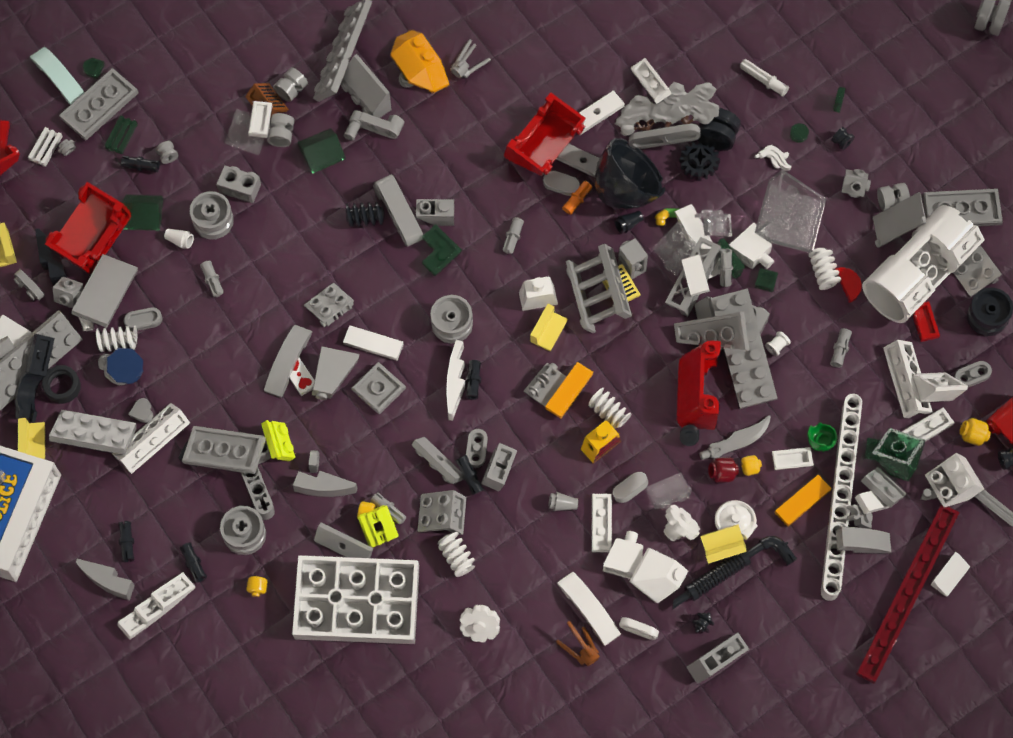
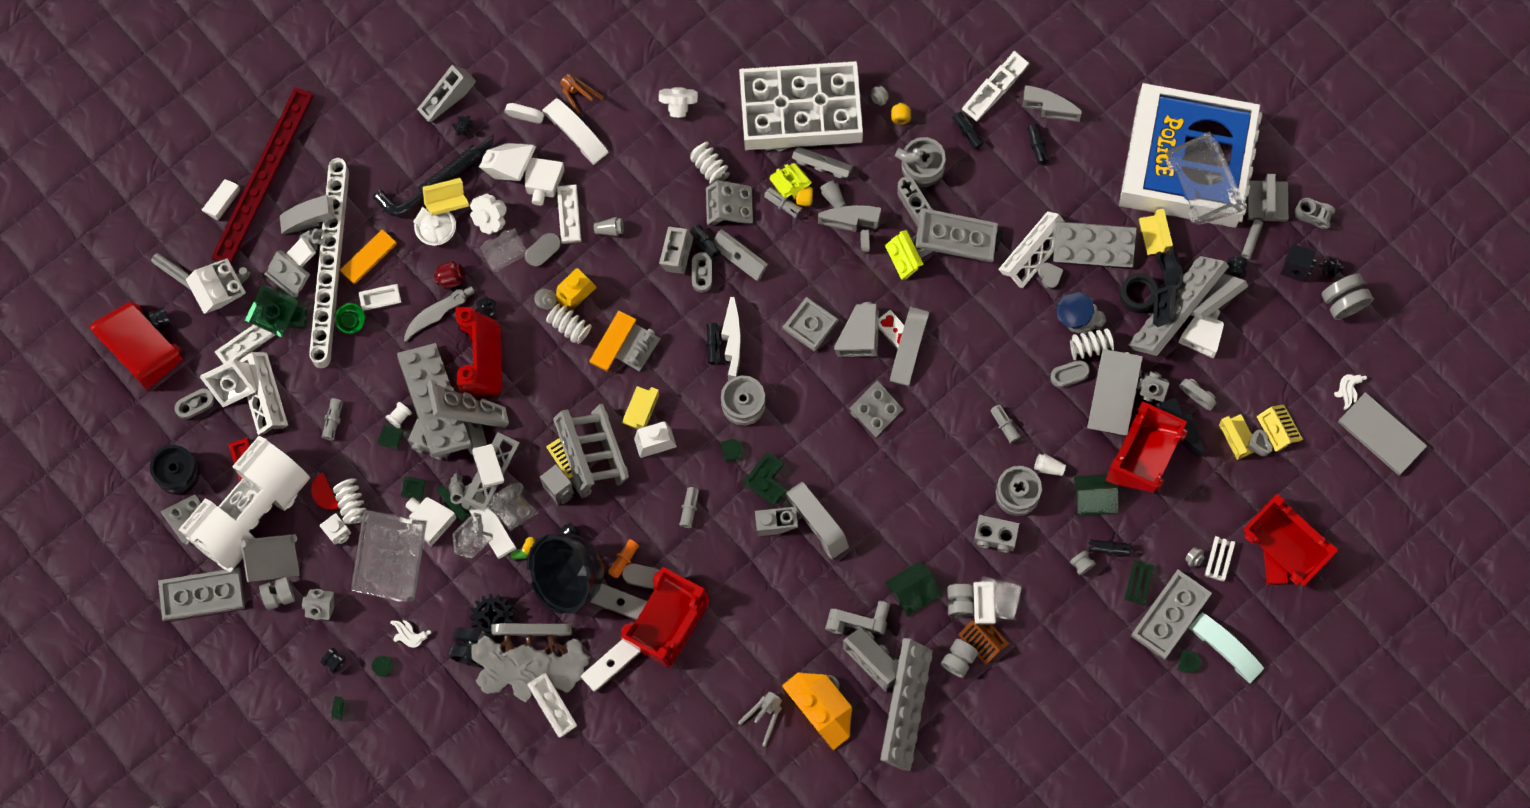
camera: 175 degrees right, 5 degrees up
(250, 520) = (908, 157): none -> light grey arm
(275, 608) = (879, 95): none -> light grey plate
(338, 512) = (833, 194): none -> light grey cone
(365, 214) = (852, 511): black piece -> none
(373, 343) = (823, 373): white tile -> none
(467, 283) = (731, 449): none -> clear green tile
(631, 437) = (545, 299): none -> light grey wheel
(750, 465) = (421, 283): yellow piece -> none
(765, 78) = (423, 729): white axle -> none
(787, 326) = (390, 437): none -> clear green tile
(840, 249) = (335, 529): none -> white bracket
(975, 431) = (193, 341): yellow head -> none

